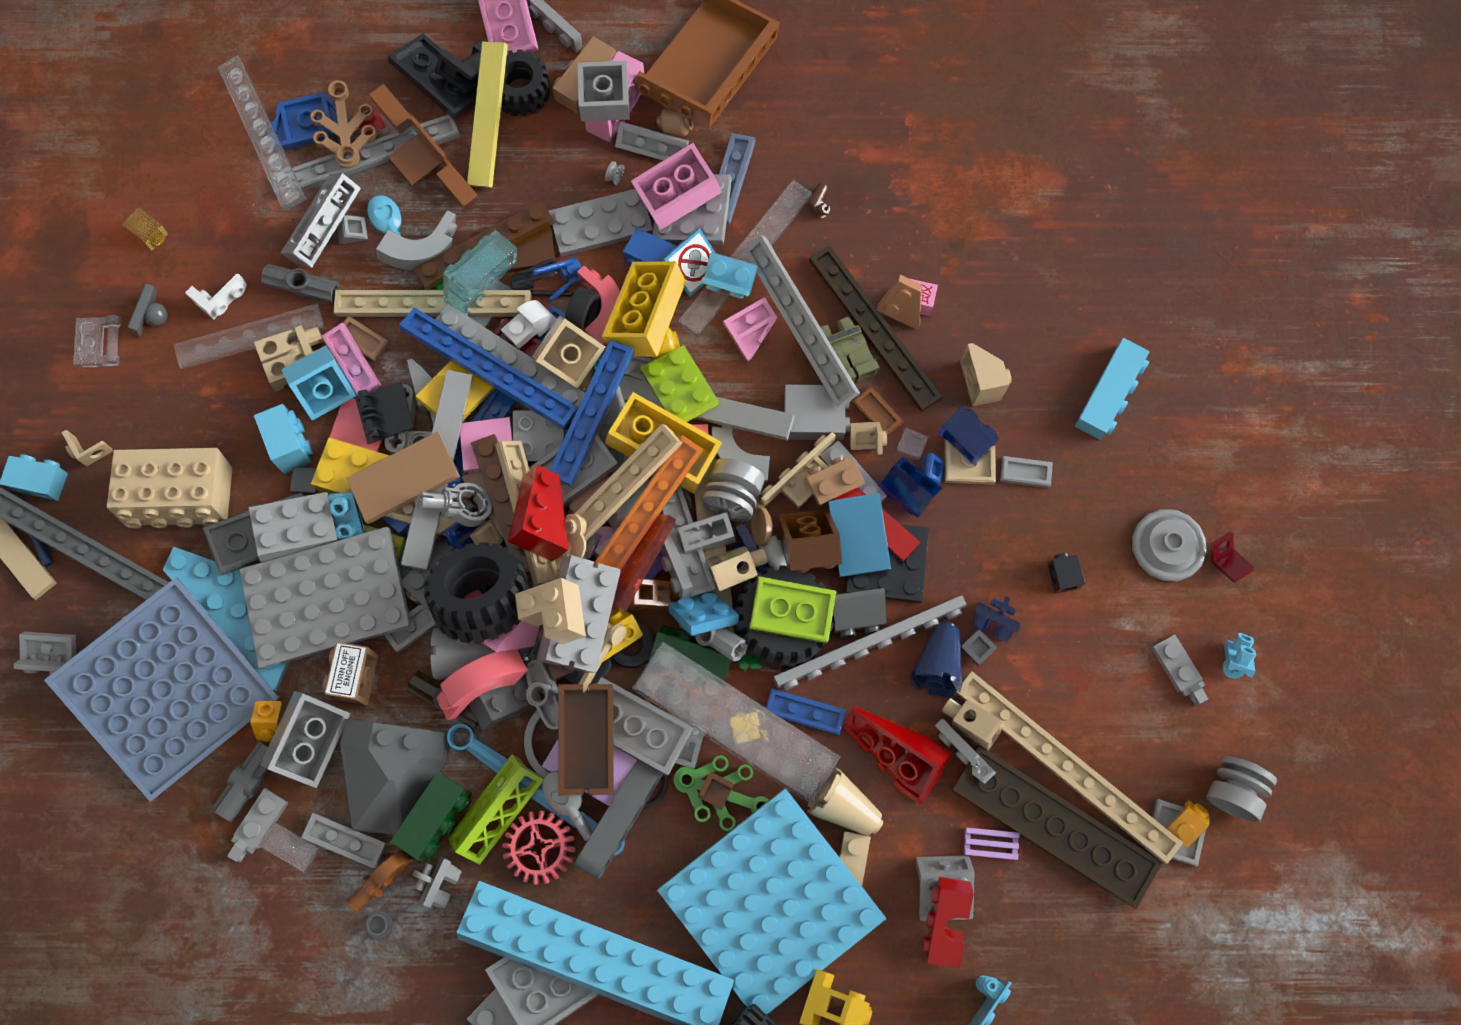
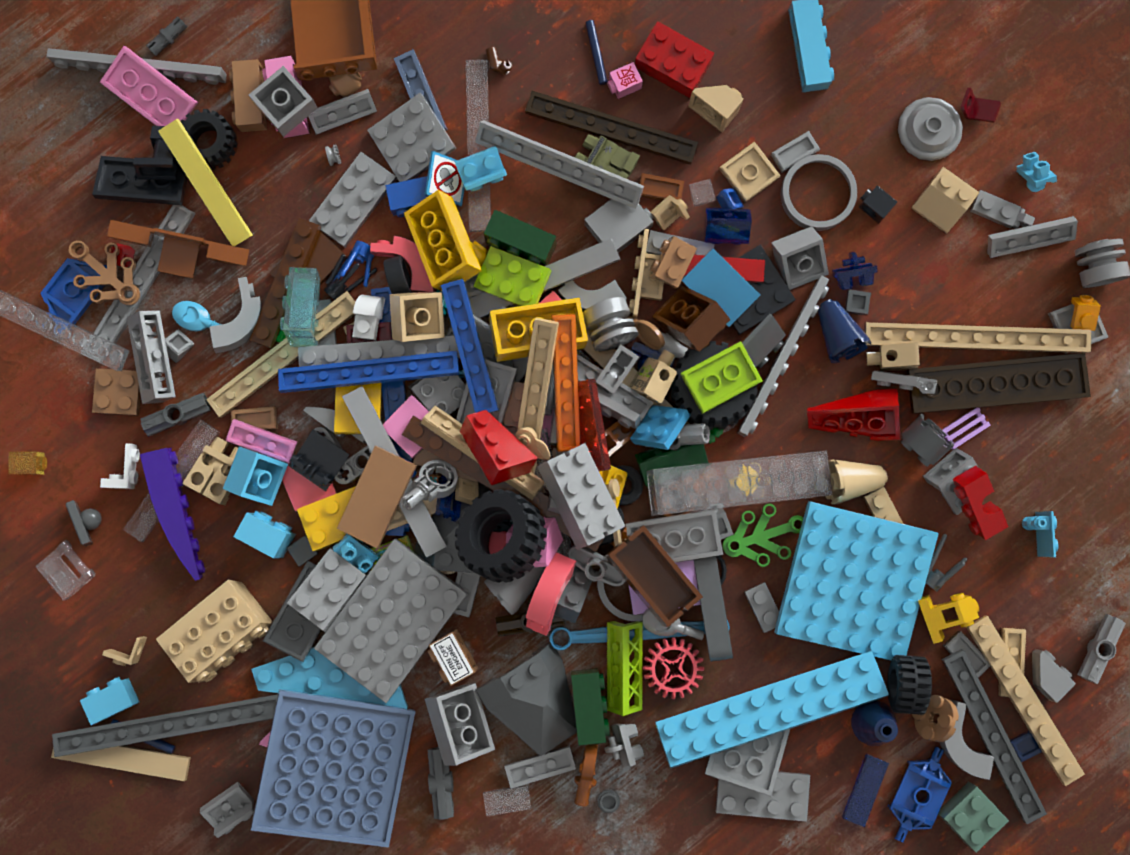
camera: 35 degrees left, 10 degrees up
(227, 355) = (171, 505): none -> dark purple slope
(256, 823) = (472, 803): light grey hinge -> none
(265, 719) = (420, 732): light orange bracket -> none
(268, 229) = (116, 392): none -> medium nougat plate
(555, 607) = (571, 505): tan brick -> none
(668, 857) = (763, 606): none -> light grey plate
(676, 186) = (391, 131): bright pink brick -> none
(714, 357) = (519, 238): none -> dark green brick
(715, 790) = (760, 538): reddish brown panel -> none
(750, 327) = (524, 195): bright pink wing -> none
(806, 711) = (775, 437): blue tile -> none
(852, 964) = (938, 579): none -> dark grey plant
(903, 302) = (619, 94): nougat wing -> none
(916, 250) = (596, 52): none -> dark blue bar
(942, 822) = (926, 440): none -> dark grey brick
(956, 567) = (800, 257): none -> light grey slope
(969, 435) = (739, 156): clear blue brick -> none
(977, 309) = (673, 59): none -> red brick
(1007, 558) = (797, 217): none -> light grey piece
(1133, 617) = (945, 200): none -> tan slope
(1192, 714) = (1032, 237): none -> light grey plate

